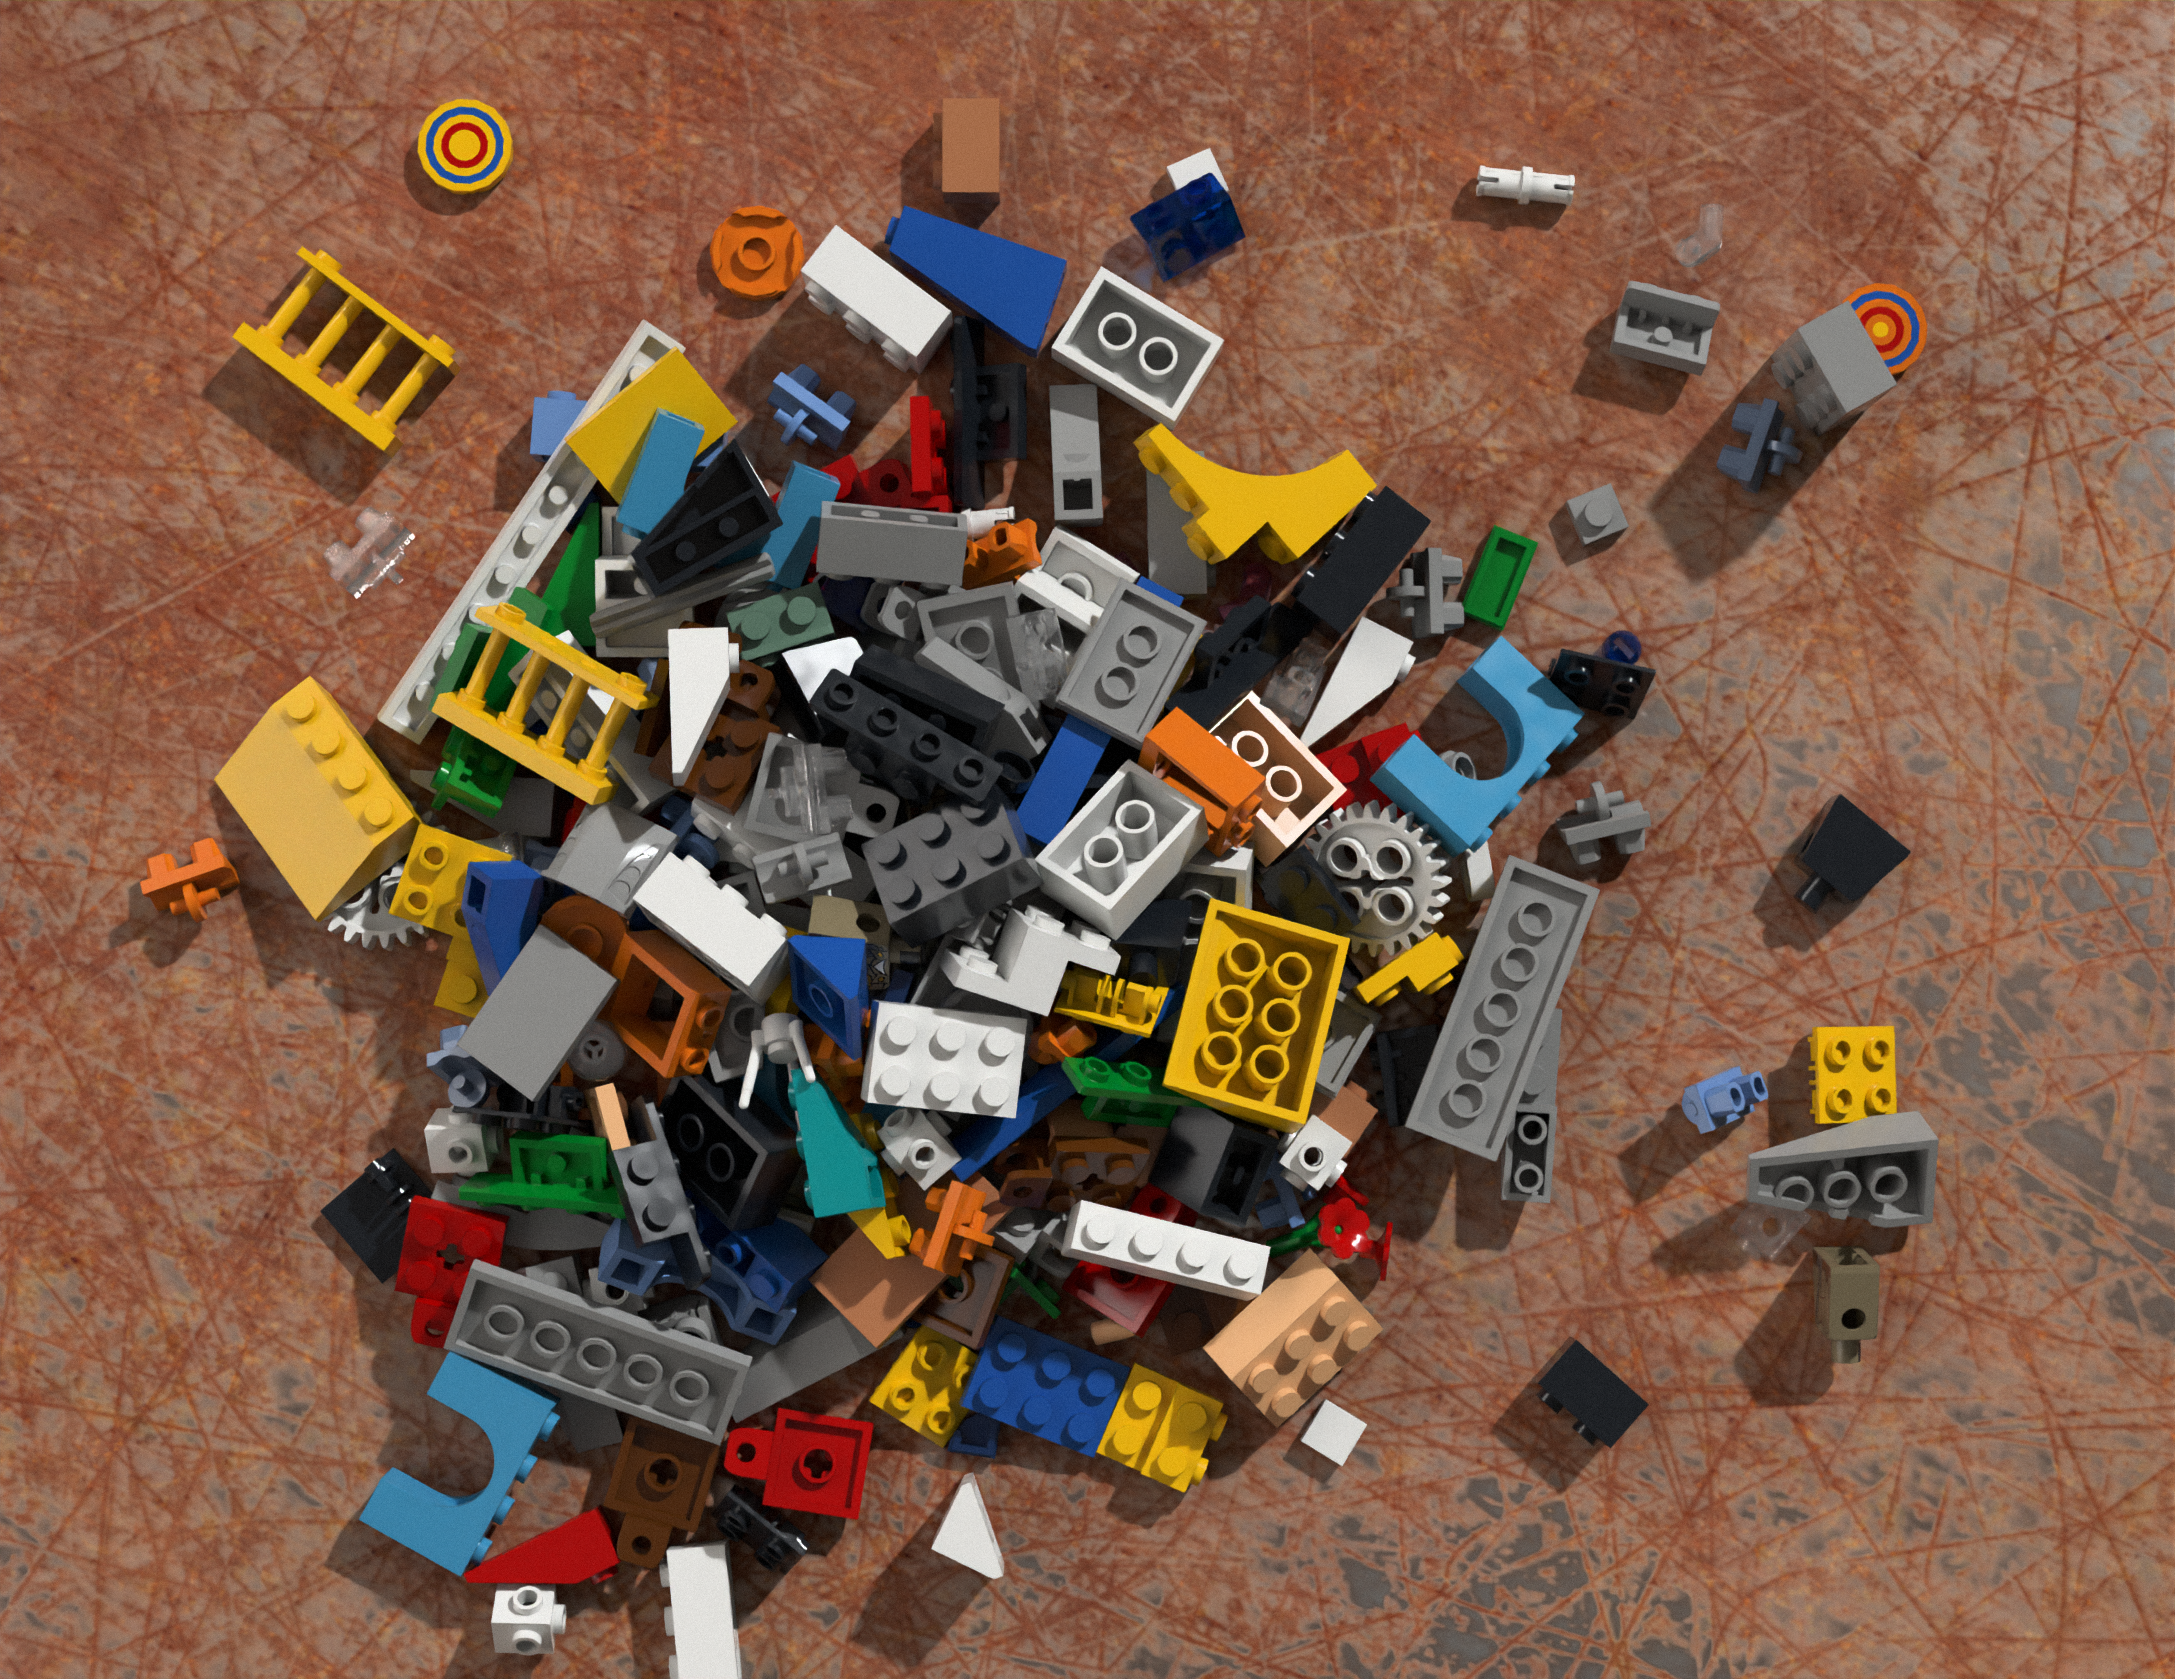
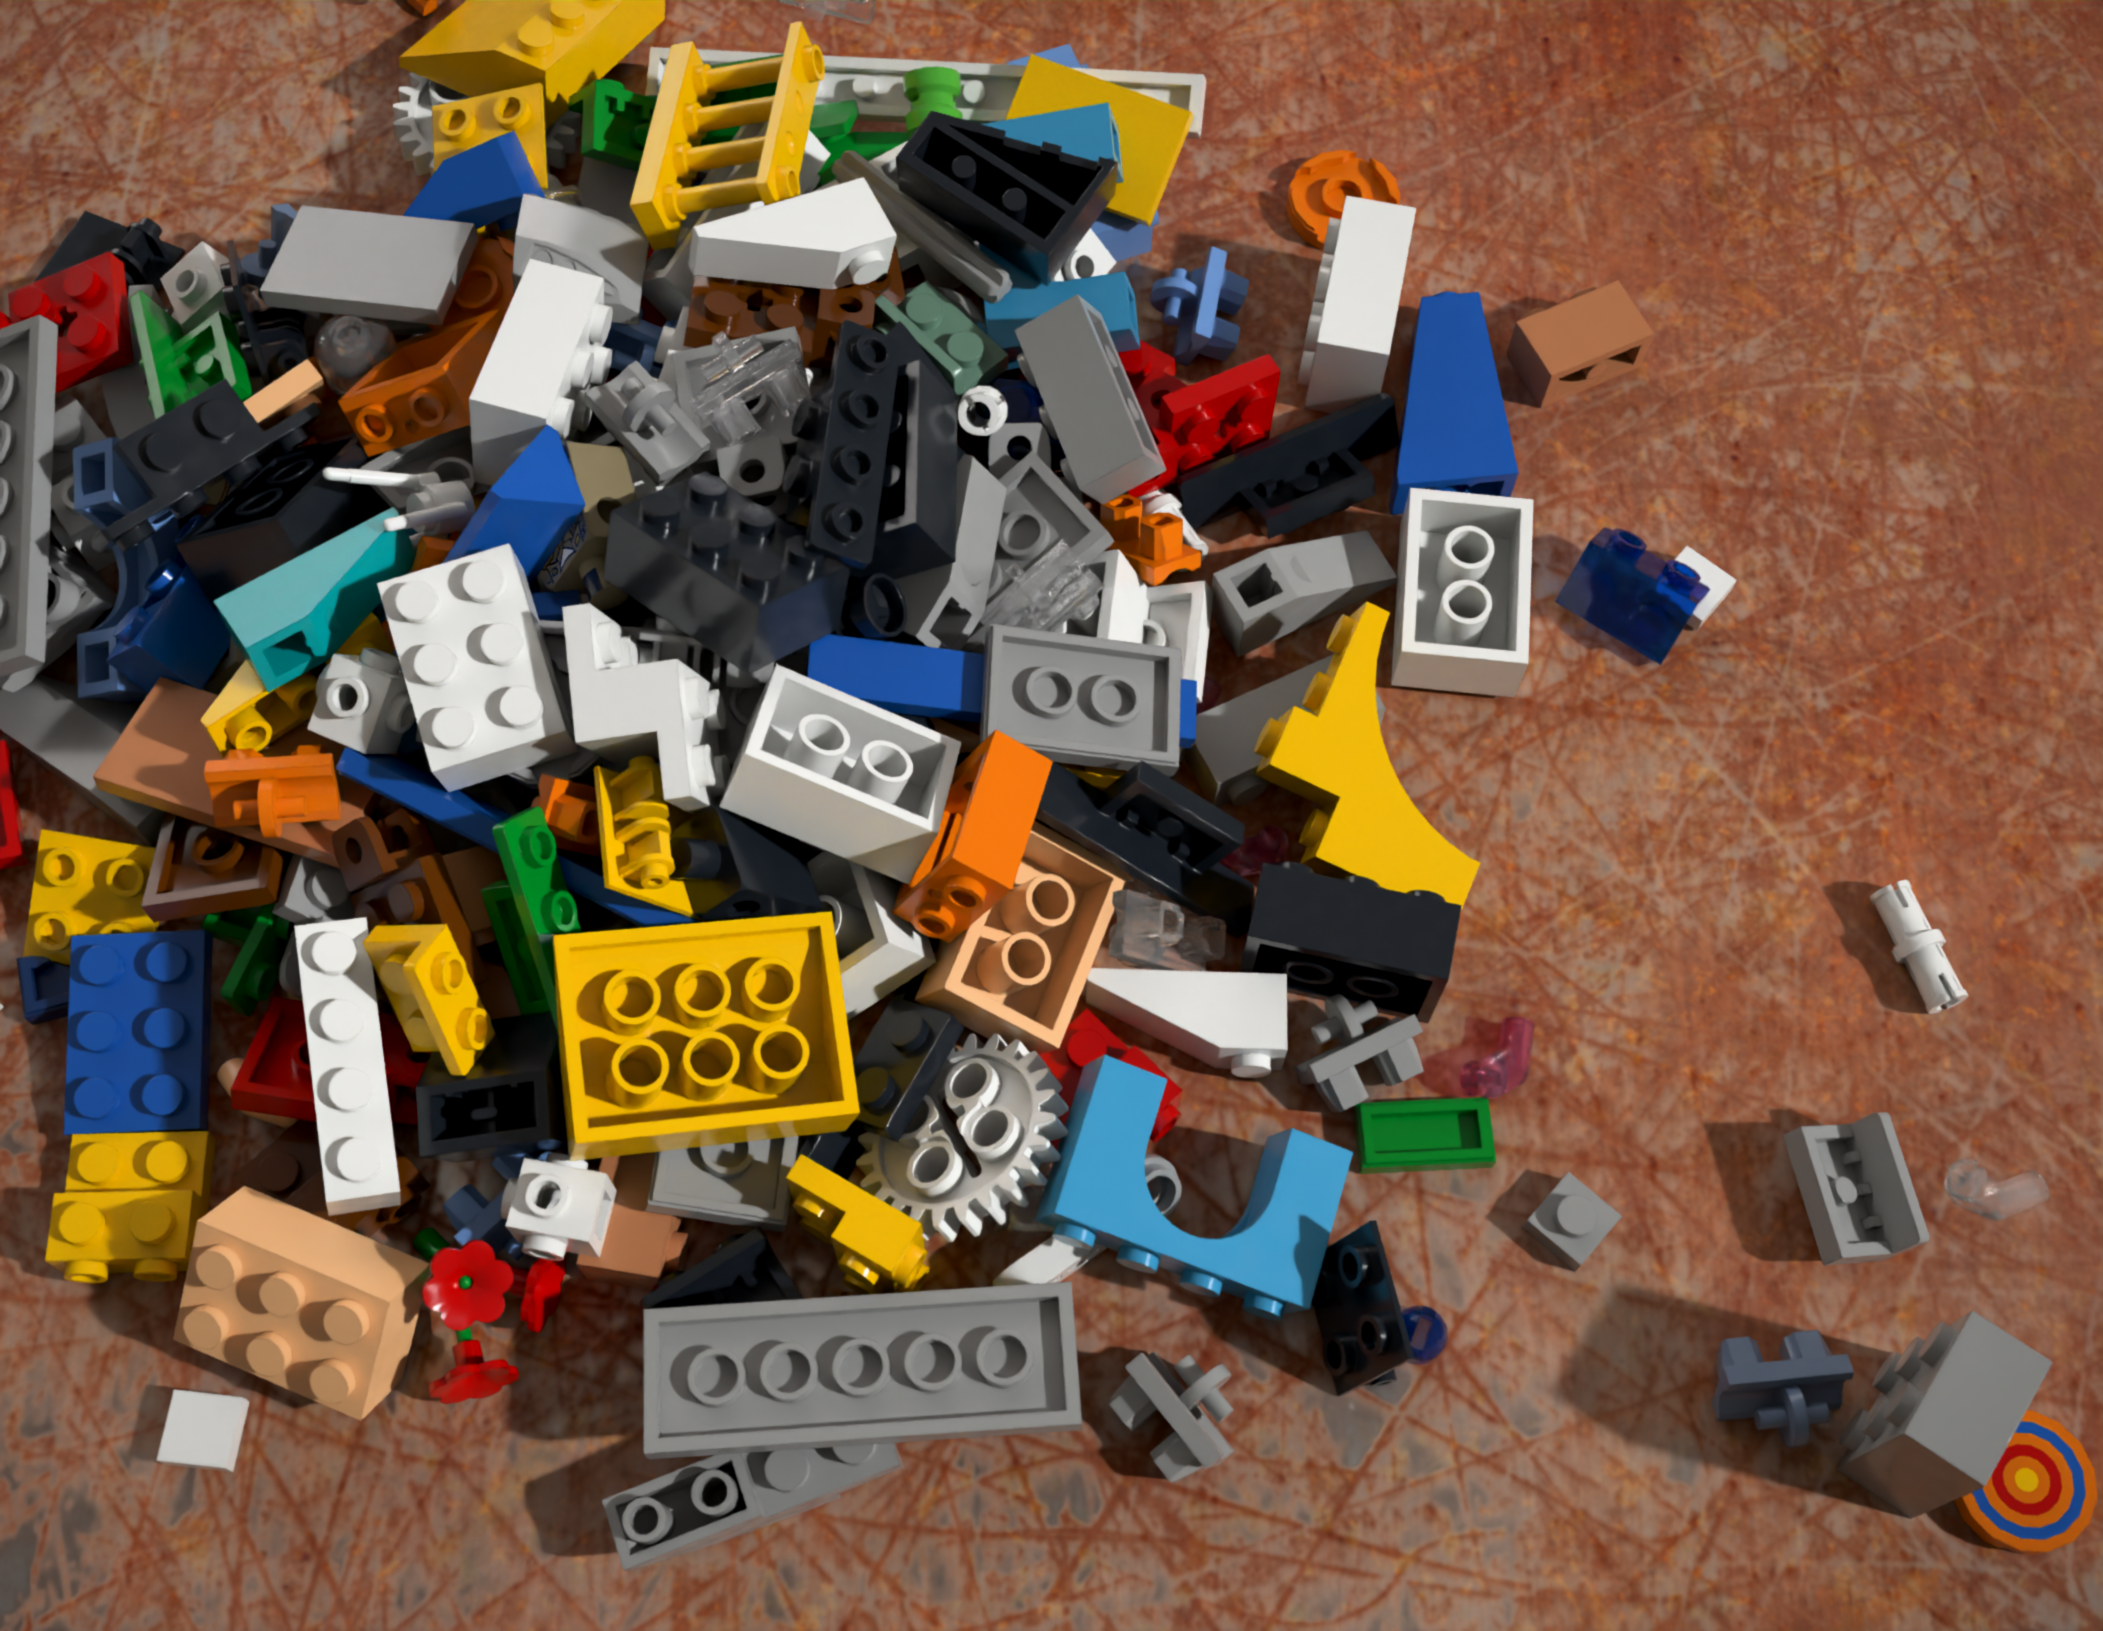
camera: 70 degrees right, 20 degrees down
(566, 534) = (930, 91): none -> bright green wheel
(867, 624) = (969, 418): none -> white pin
(1147, 1178) = (431, 992): none -> yellow bracket
(1480, 503) = (1504, 1068): none -> clear pink arm

